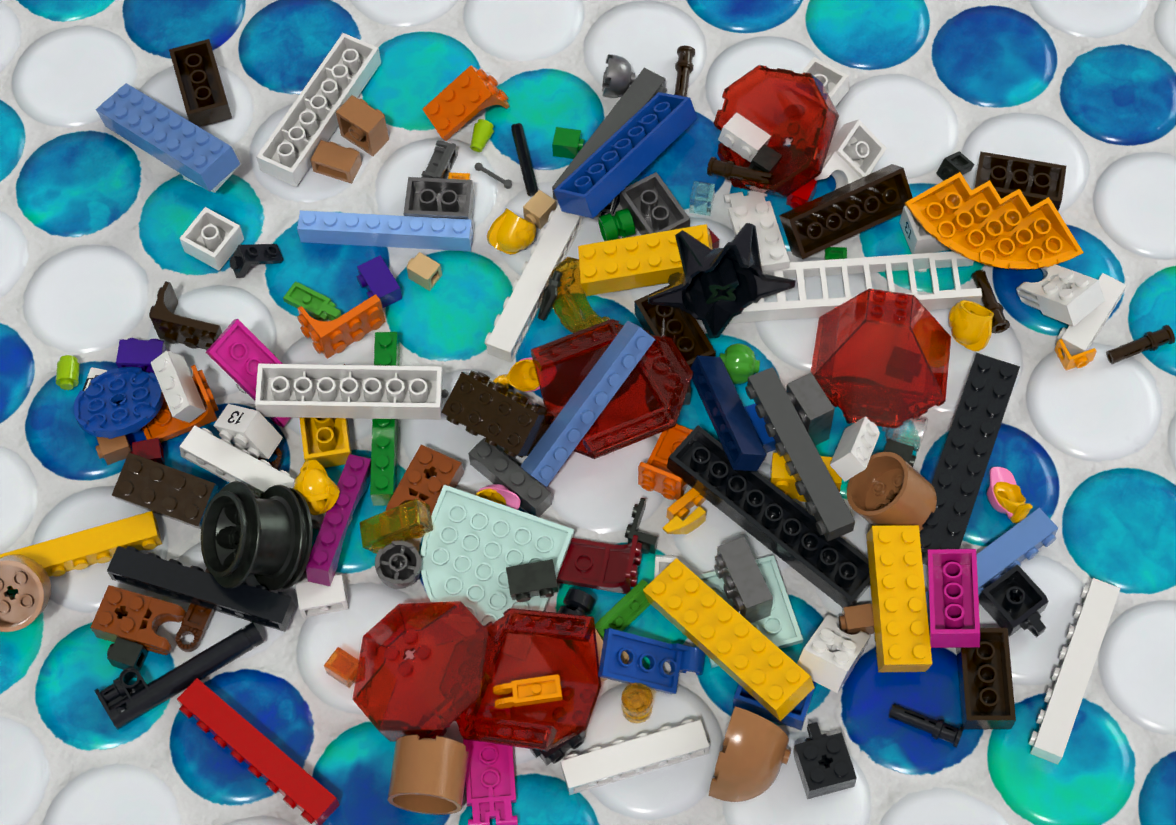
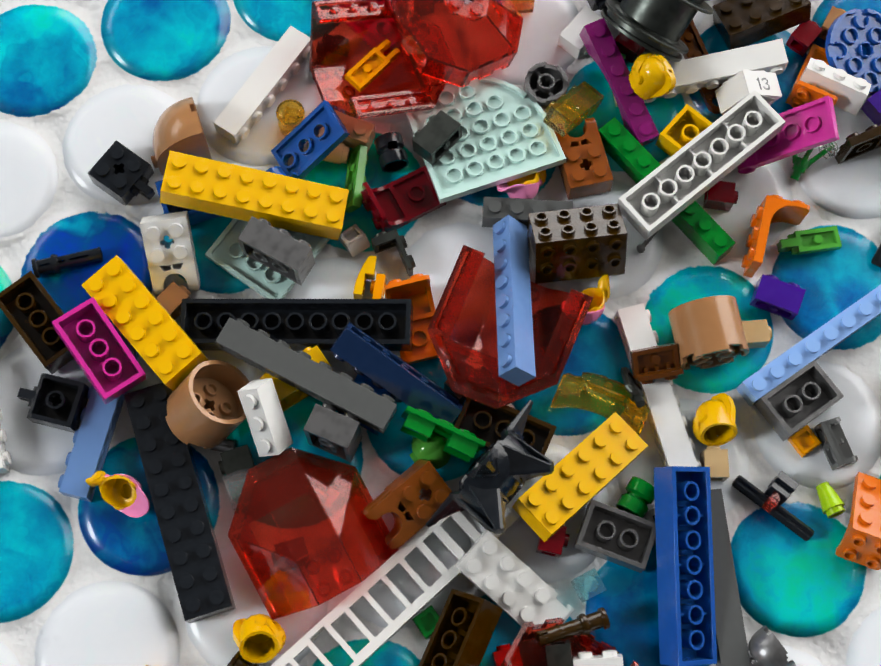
camera: 135 degrees right, 10 degrees up
(461, 283) = (708, 332): none -> medium nougat brick
(507, 183) = (765, 474): dark grey hinge -> none
(509, 162) = (779, 491): none -> black piece
(521, 287) = (656, 363): none -> reddish brown bracket
(567, 142) = (750, 550): green brick -> none
(735, 358) = (460, 442): none -> green brick
(789, 329) = (403, 501): none -> dark orange brick

